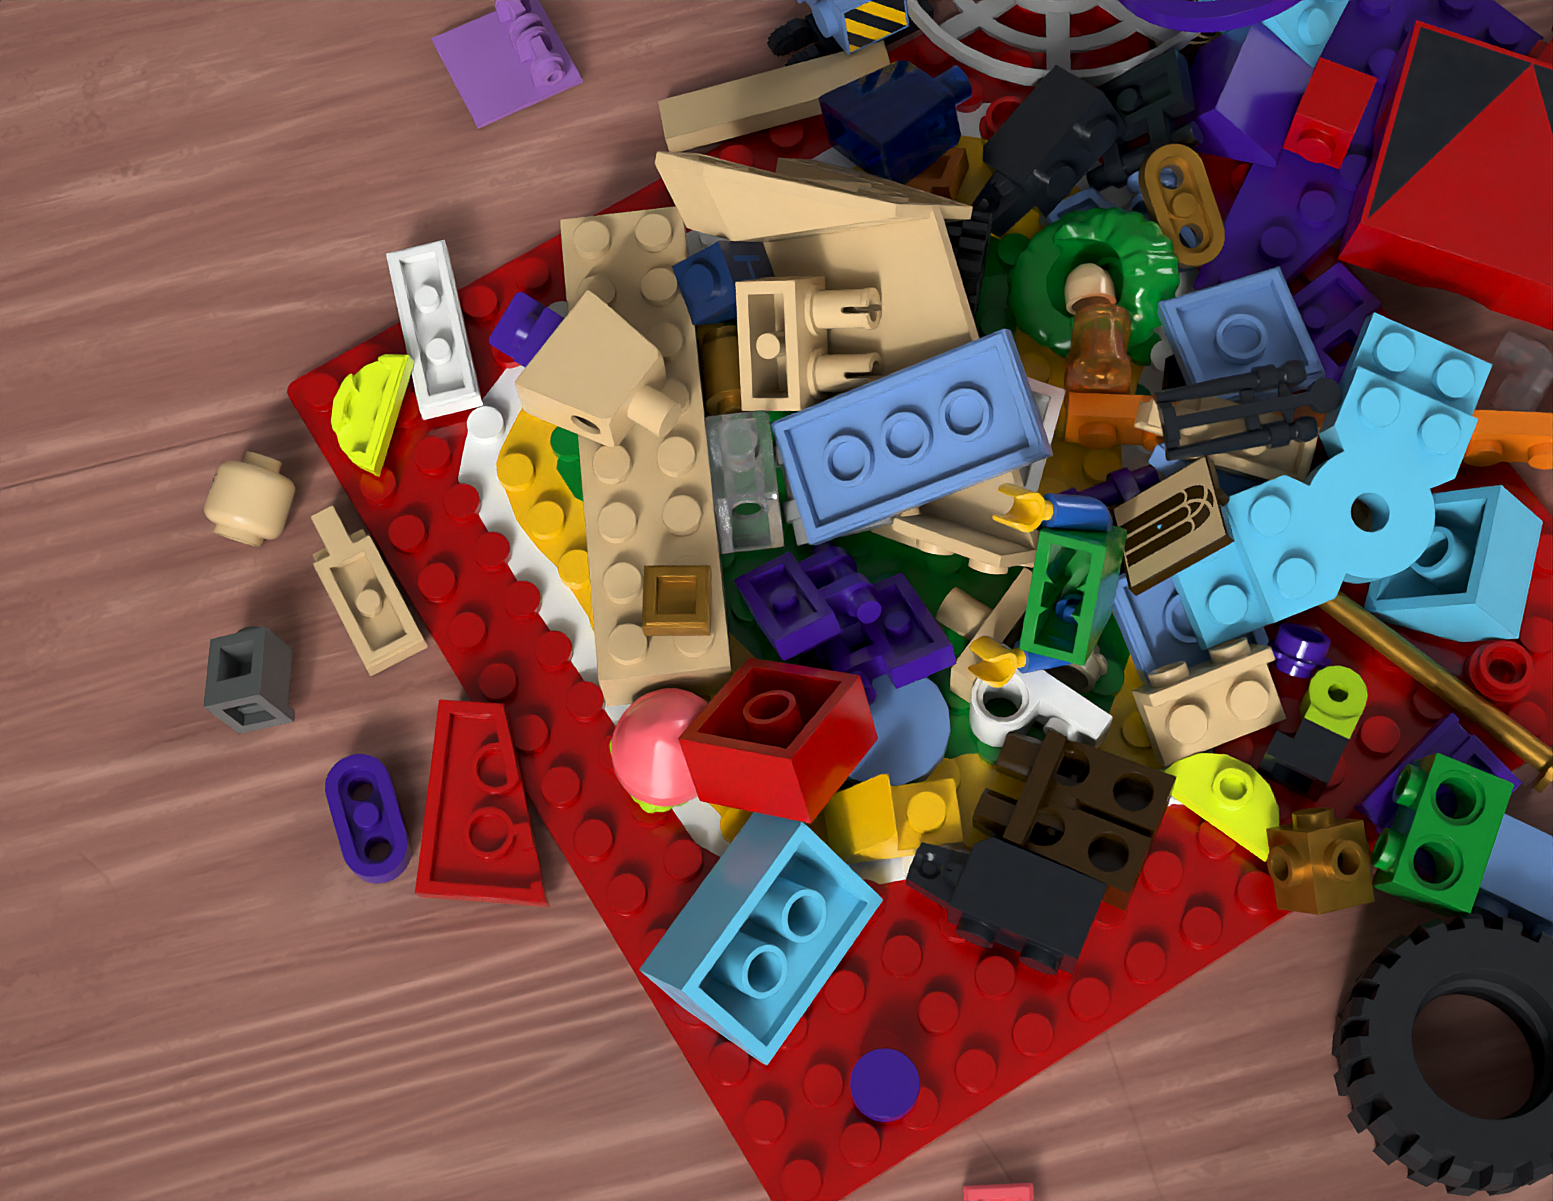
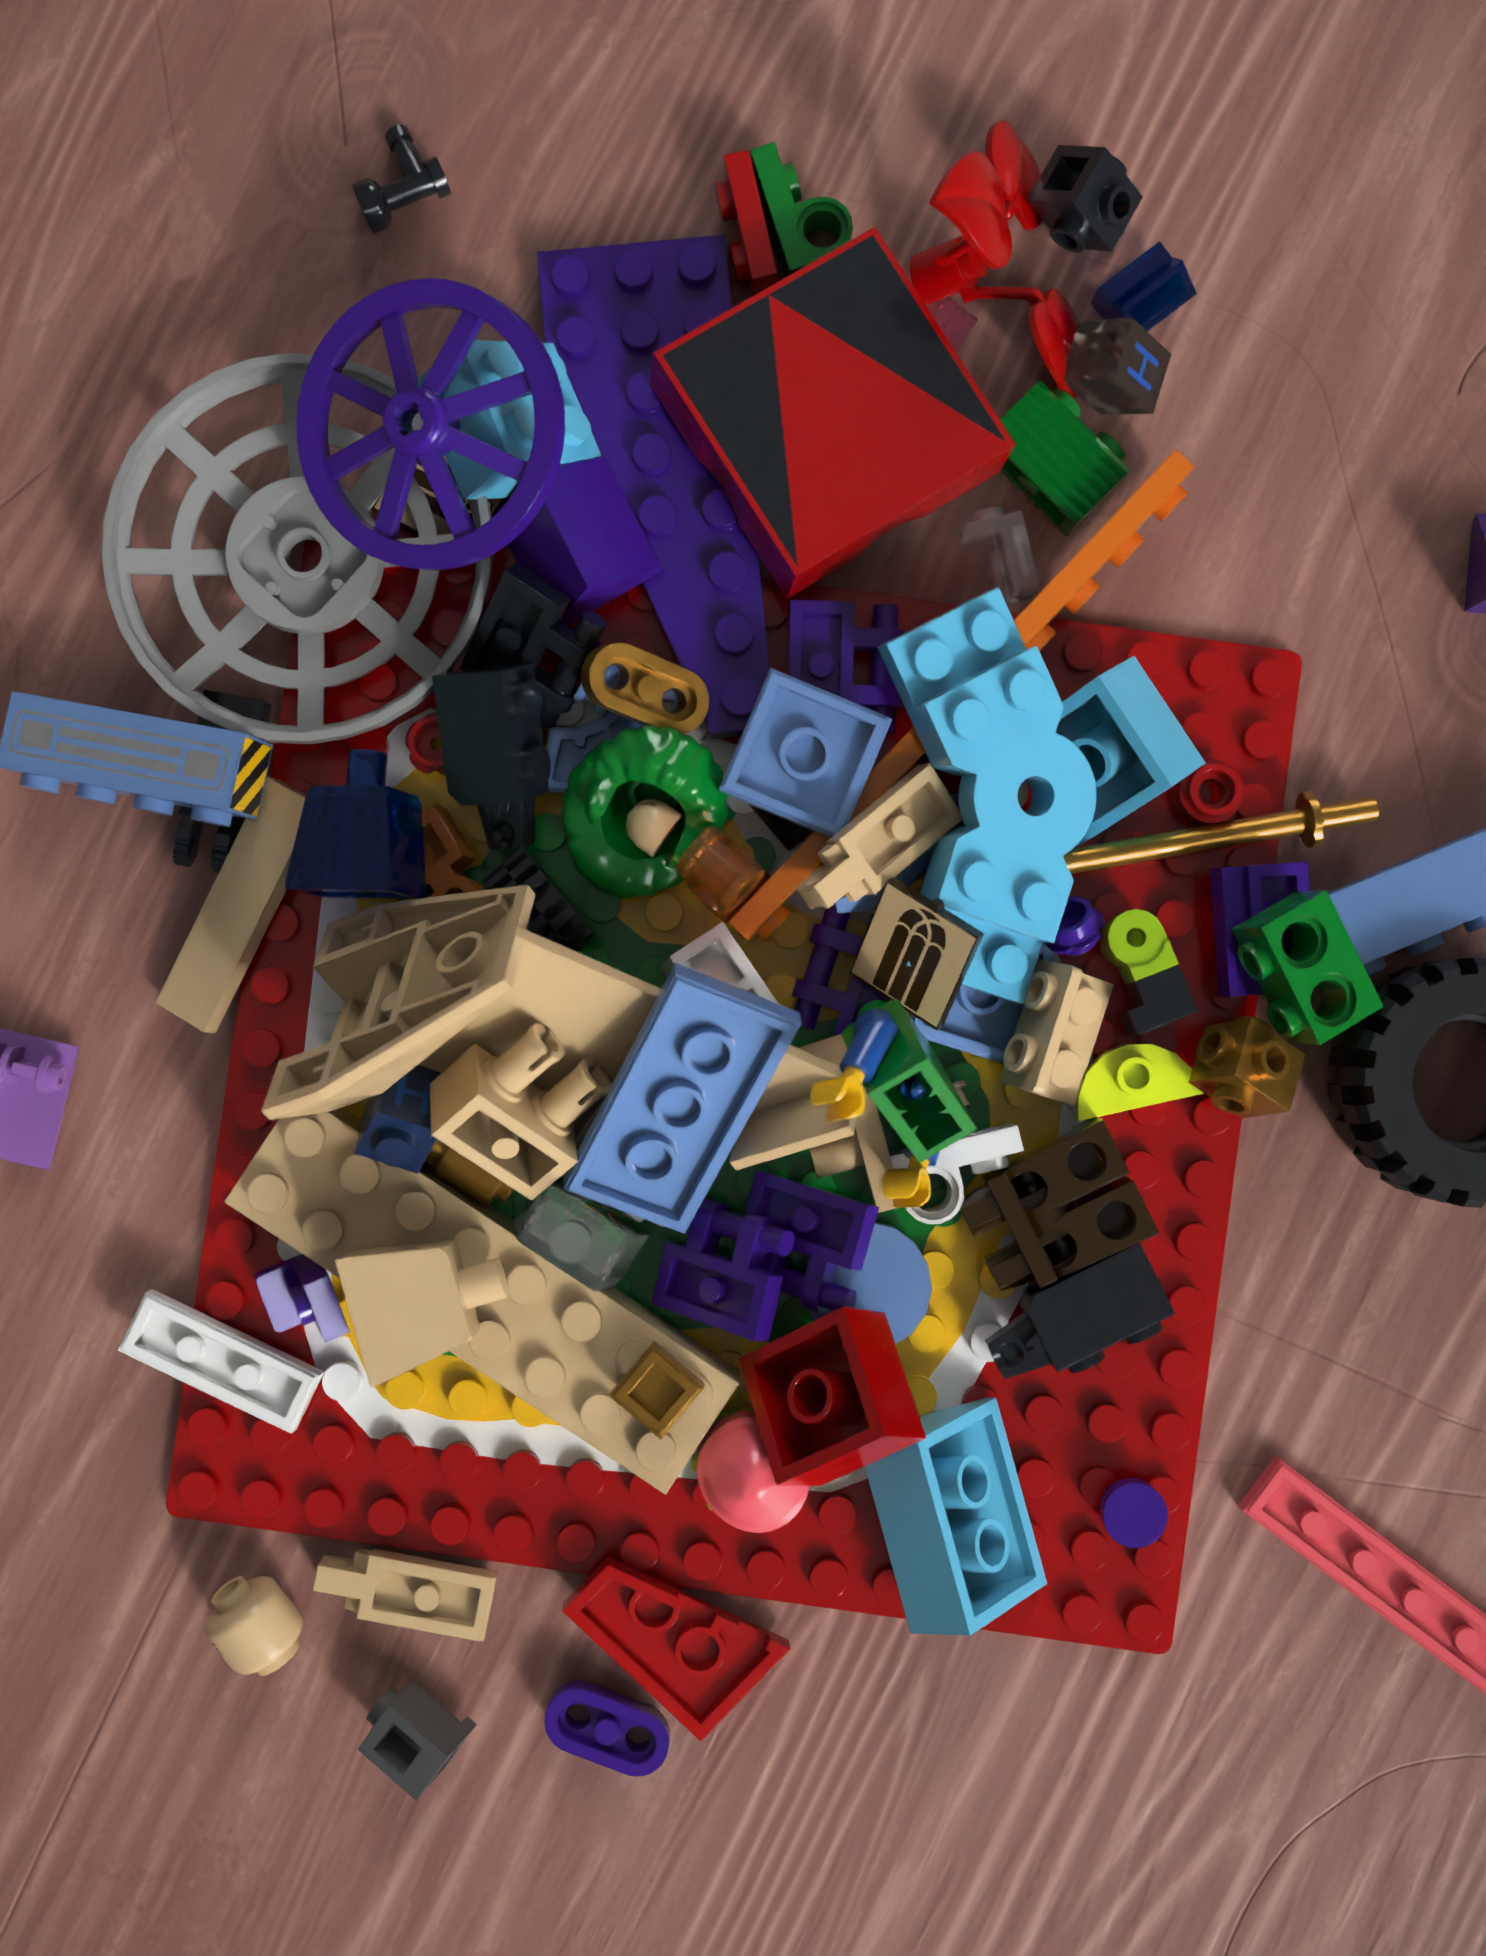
camera: 55 degrees left, 20 degrees up
(368, 409) = (257, 1476): neon yellow plate -> none
(892, 821) = (948, 1338): yellow slope -> none
(1320, 397) = (917, 749): black piece -> none
(1329, 113) = (664, 492): red brick -> none

